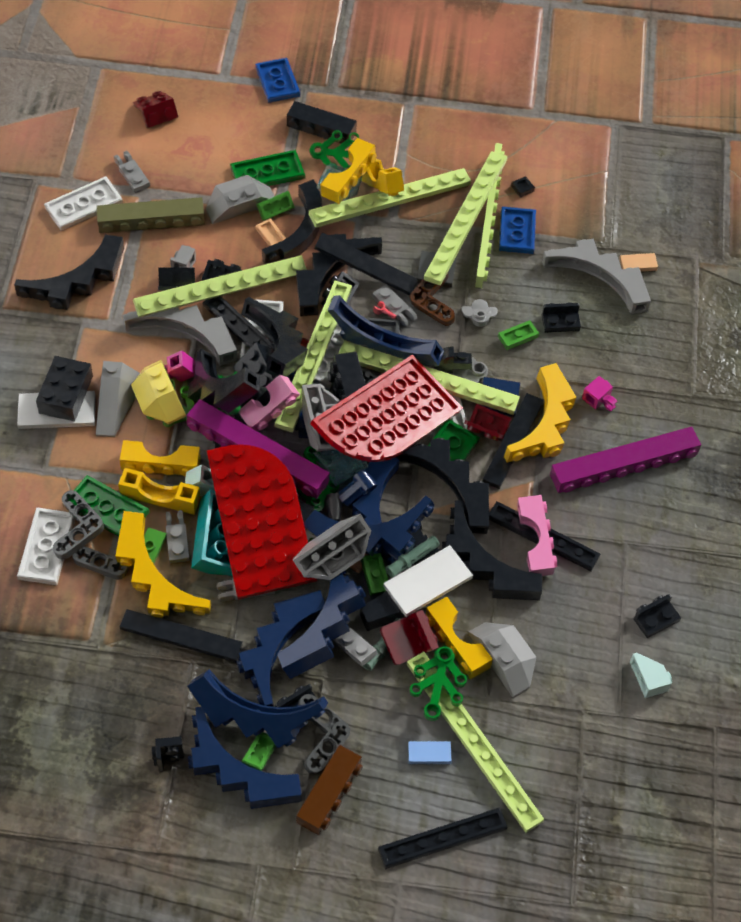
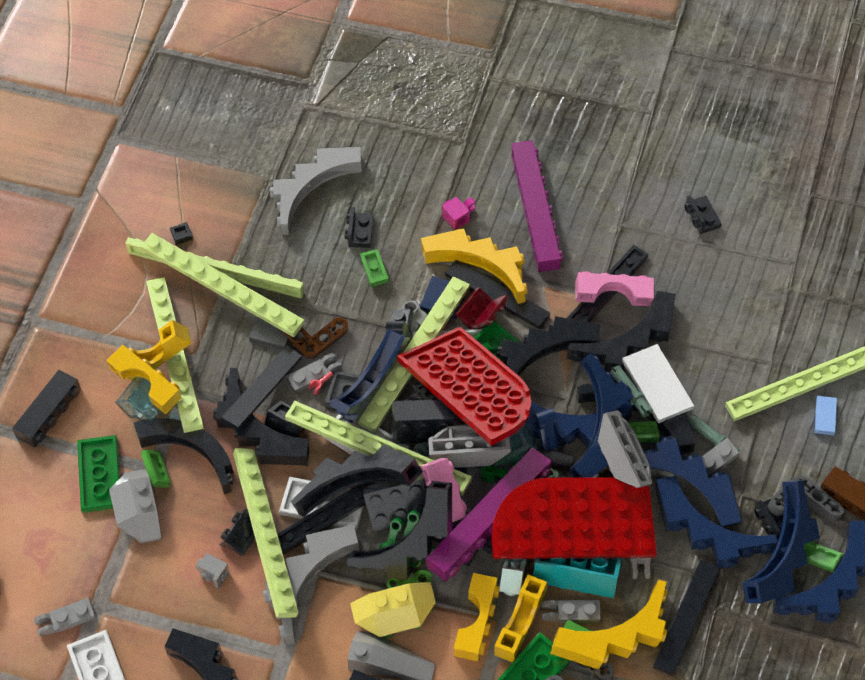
camera: 75 degrees left, 0 degrees up
(150, 215) = (139, 600): olive brick -> none
(167, 749) = (820, 636): black bracket -> none
(175, 277) = (241, 579): black bracket -> none
(180, 366) = (363, 583): dark pink brick -> none
(270, 232) = (193, 479): light nougat tile -> none
(338, 153) = (96, 396): green plant -> none
(409, 637) = (711, 409): dark red bracket -> none
(439, 679) = (760, 392): green plant -> none
(472, 658) = (736, 365): yellow arch -> none
(479, 312) = (337, 298): light grey plate -> none
(511, 655) = (730, 338): light grey wedge -> none
(517, 230) = (238, 247): blue tile -> none
(645, 262) = (302, 150): light nougat tile -> none
(650, 675) = (763, 229): light aqua slope -> none

